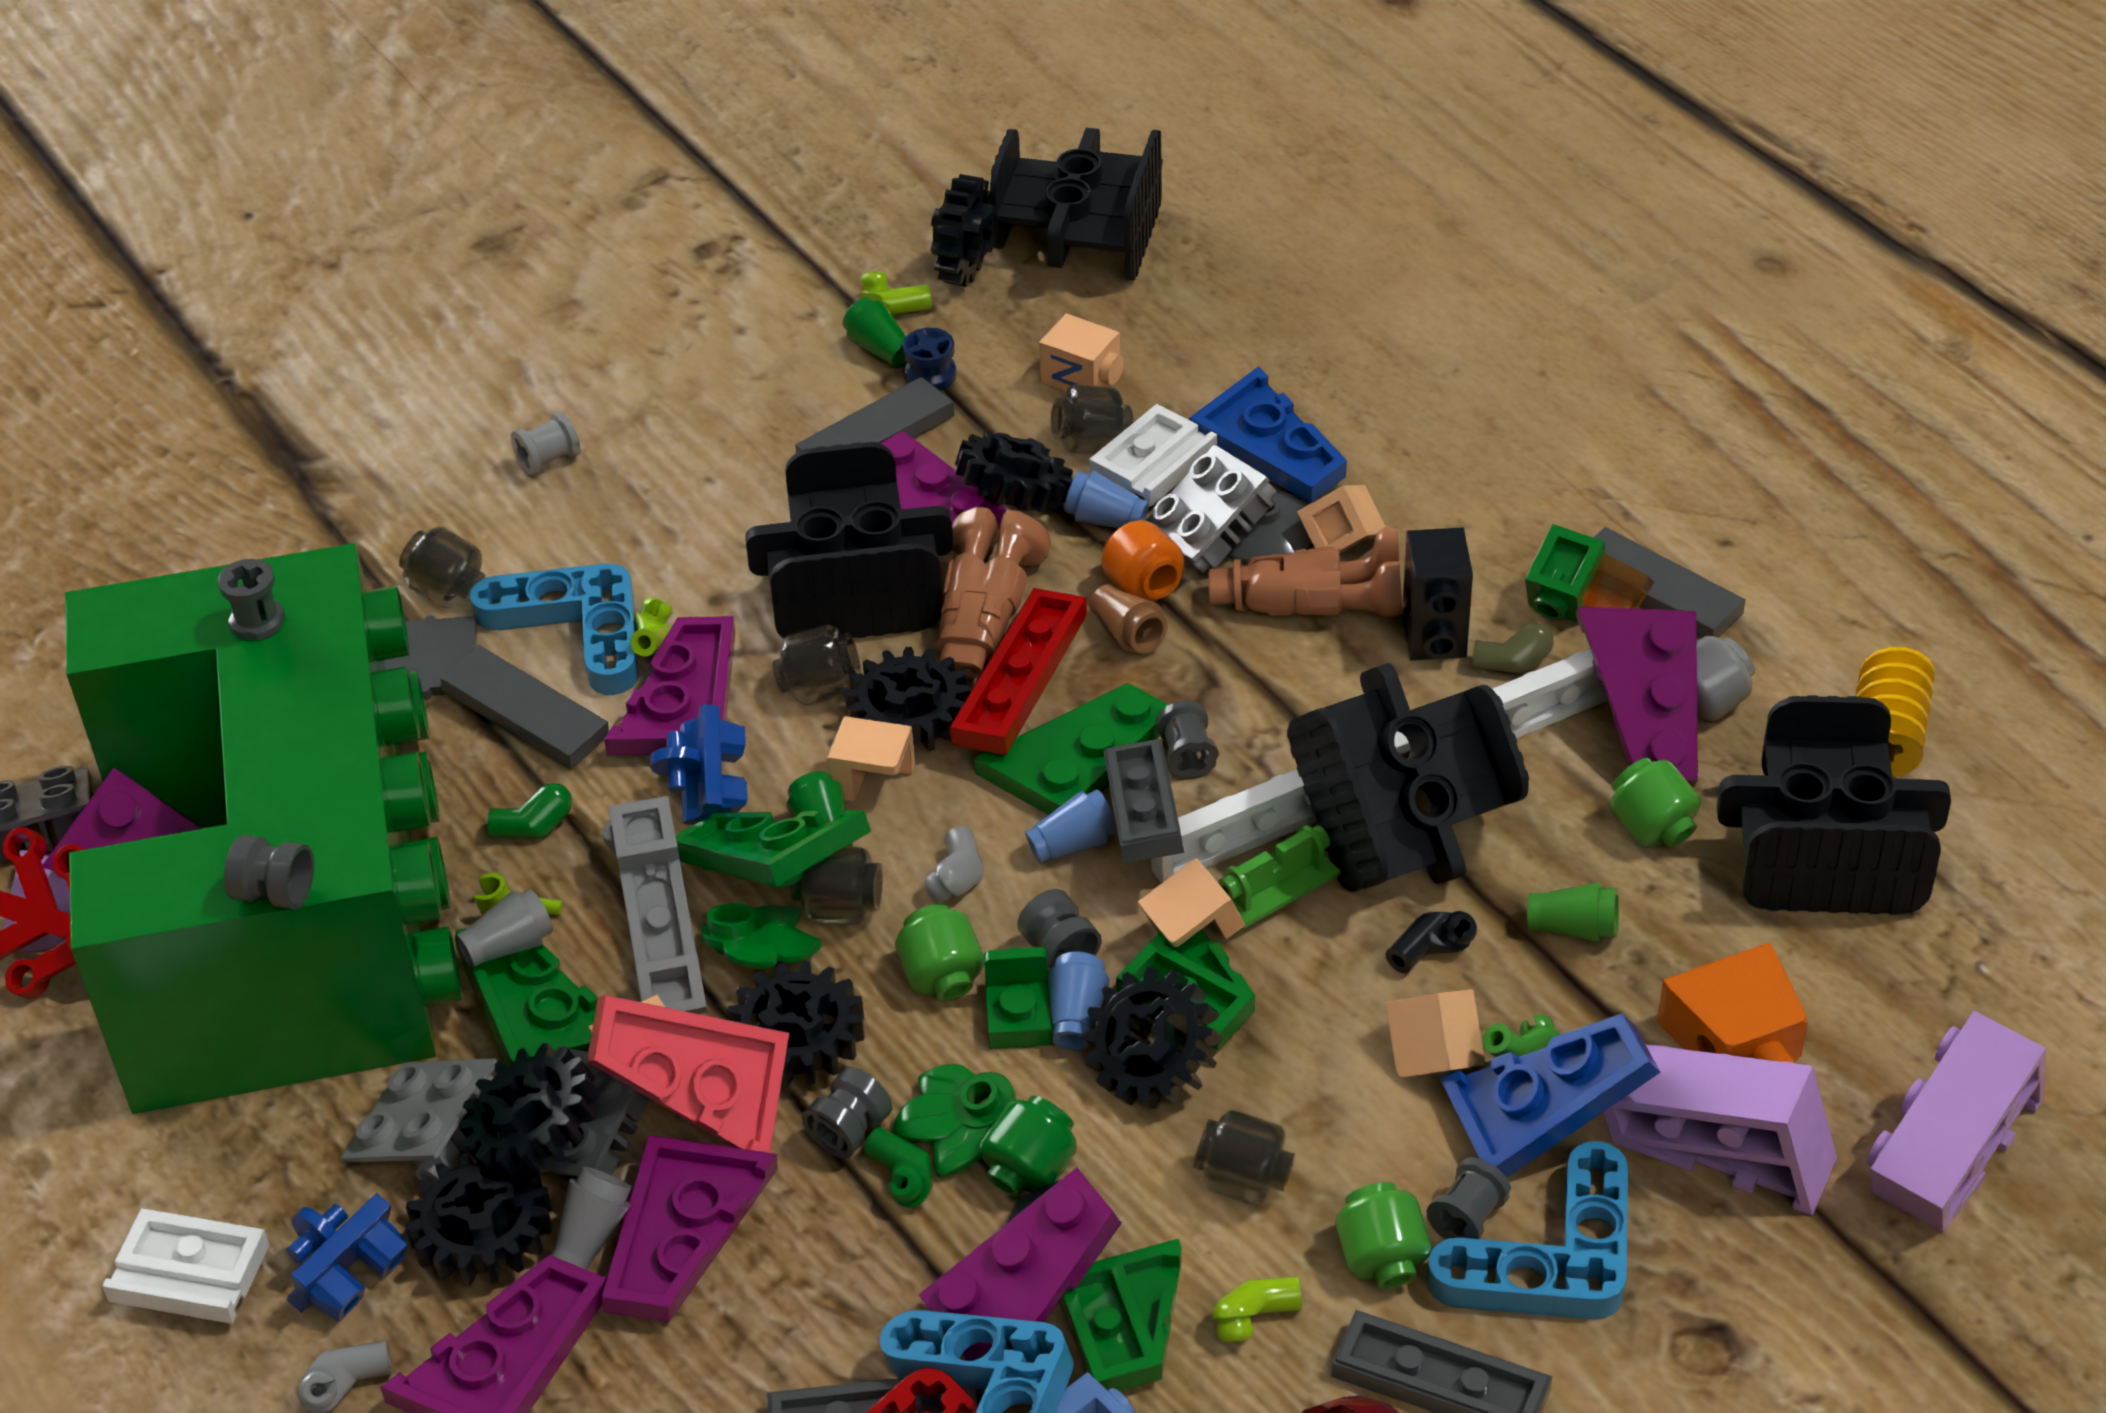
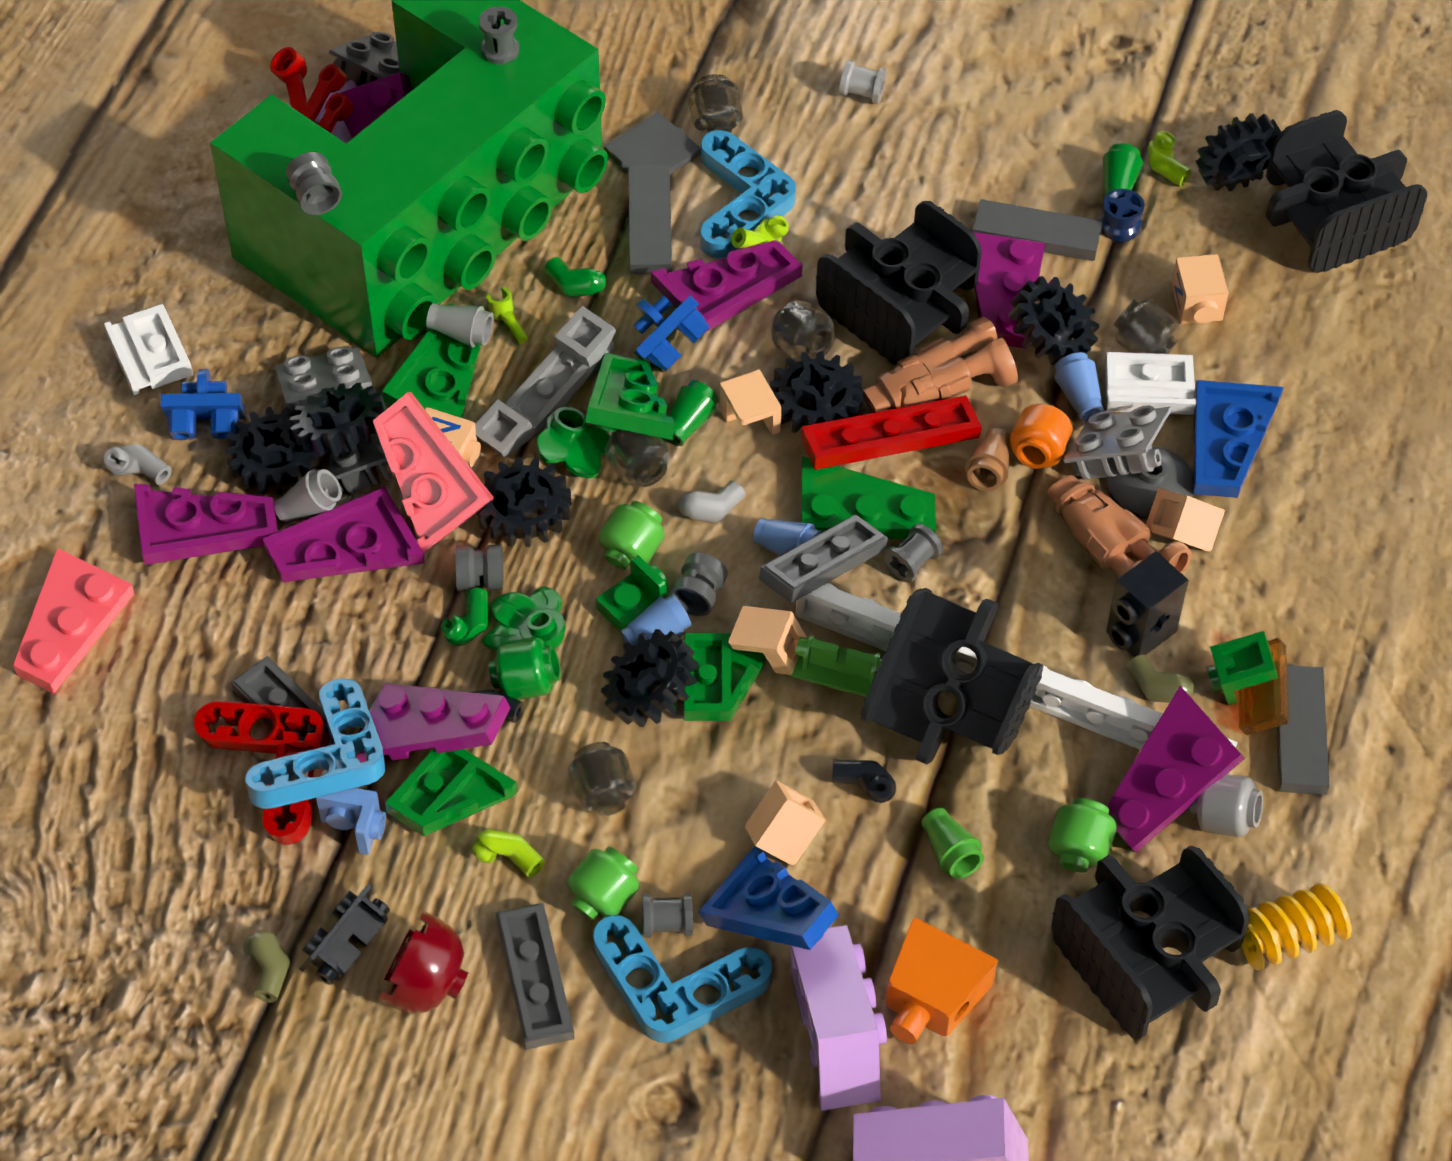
camera: 50 degrees right, 10 degrees up
(1502, 1040) = (829, 883): bright green arm -> none

